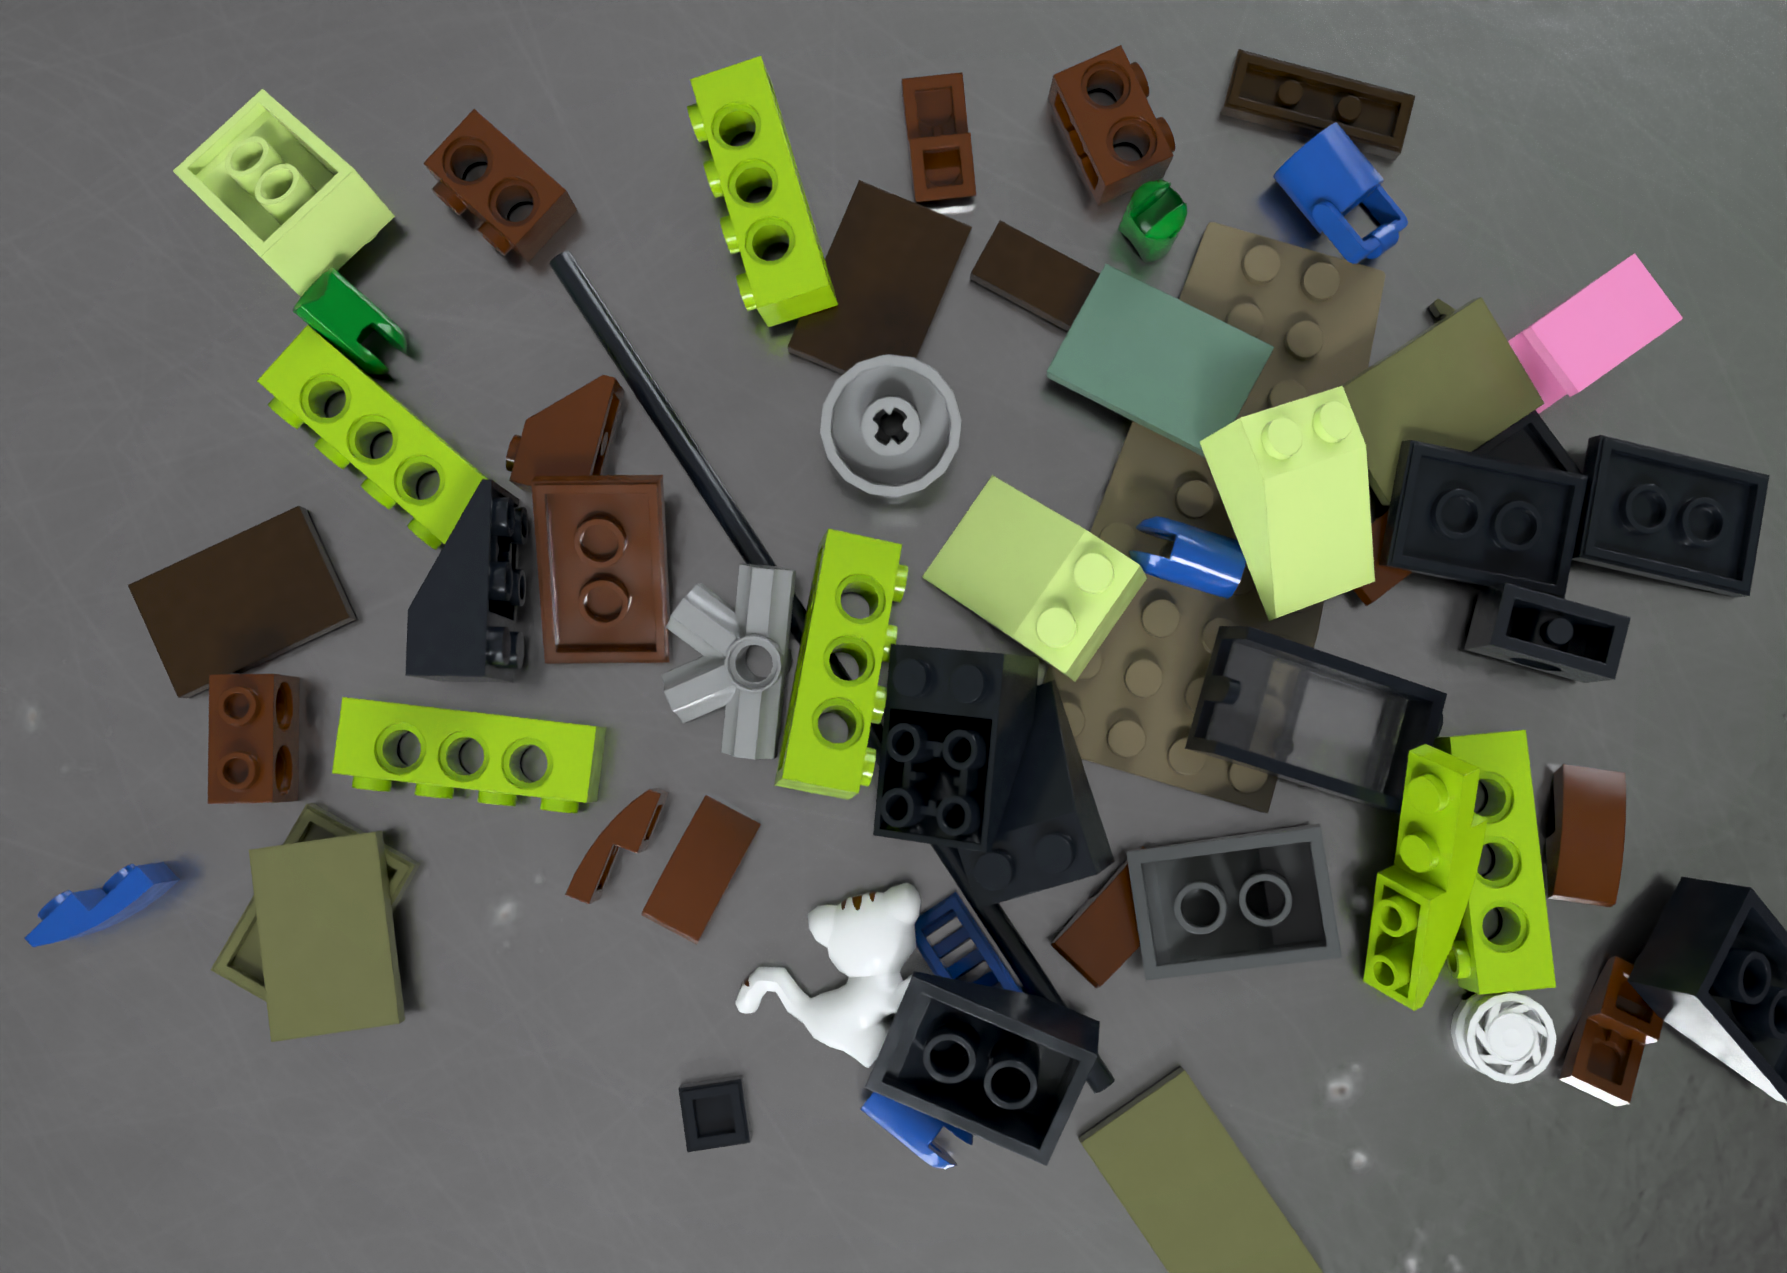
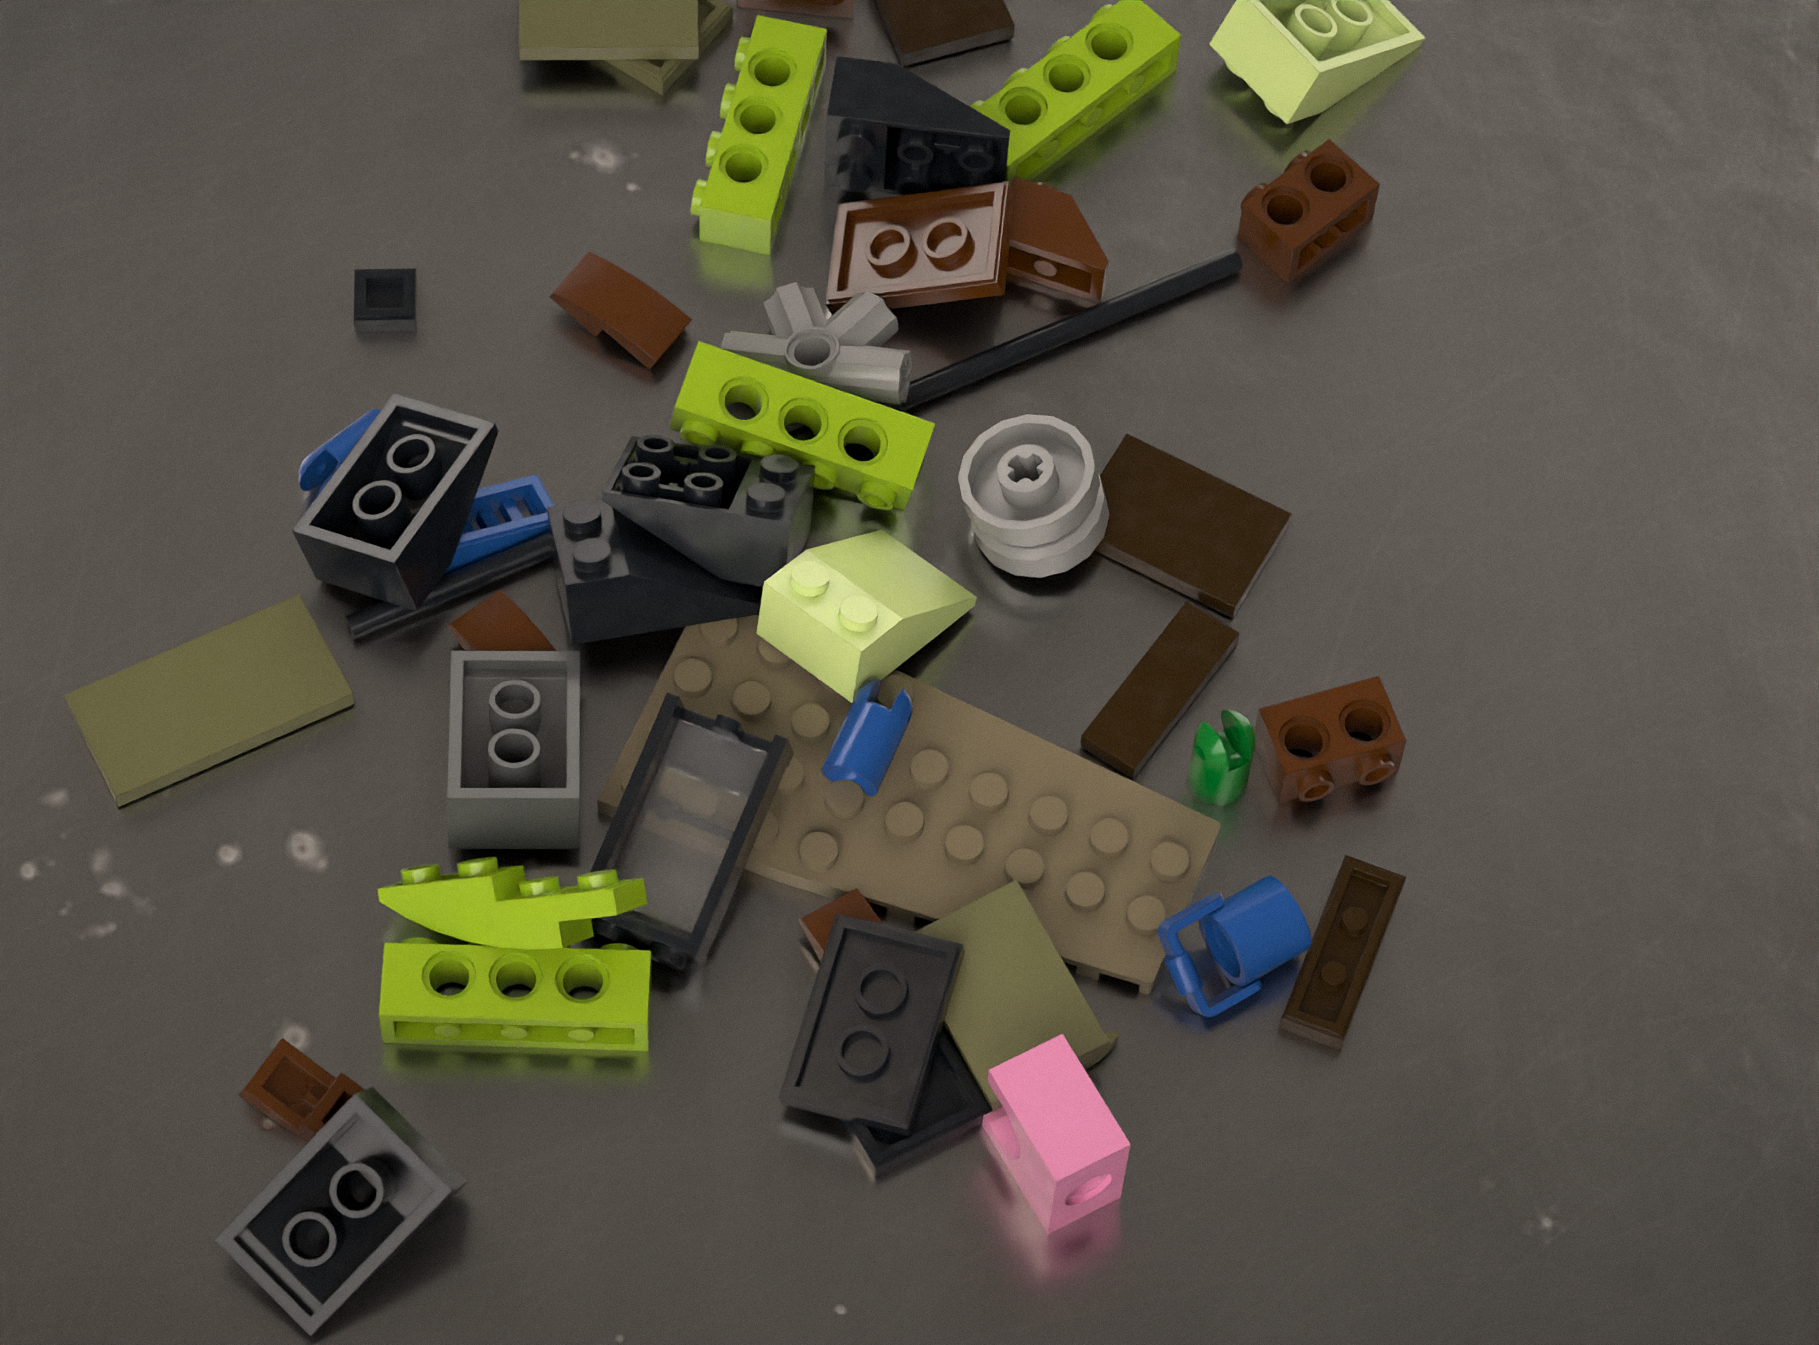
camera: 95 degrees right, 25 degrees down
(347, 319) = (1183, 73): green piece -> none
(628, 830) = (669, 249): reddish brown slope -> none
(741, 101) = (1280, 420): lime brick -> none
(869, 943) = (533, 429): white animal -> none
(938, 137) = (1334, 597): reddish brown slope -> none
(1158, 360) = (1072, 743): sand green tile -> none
(1297, 499) = (907, 825): yellowish green slope -> none
(1503, 1035) = (334, 989): white wheel -> none
(1547, 633) = (744, 1066): black brick -> none
(1588, 837) = (526, 1095): reddish brown slope -> none
(1670, 516) = (855, 1227): black tile -> none

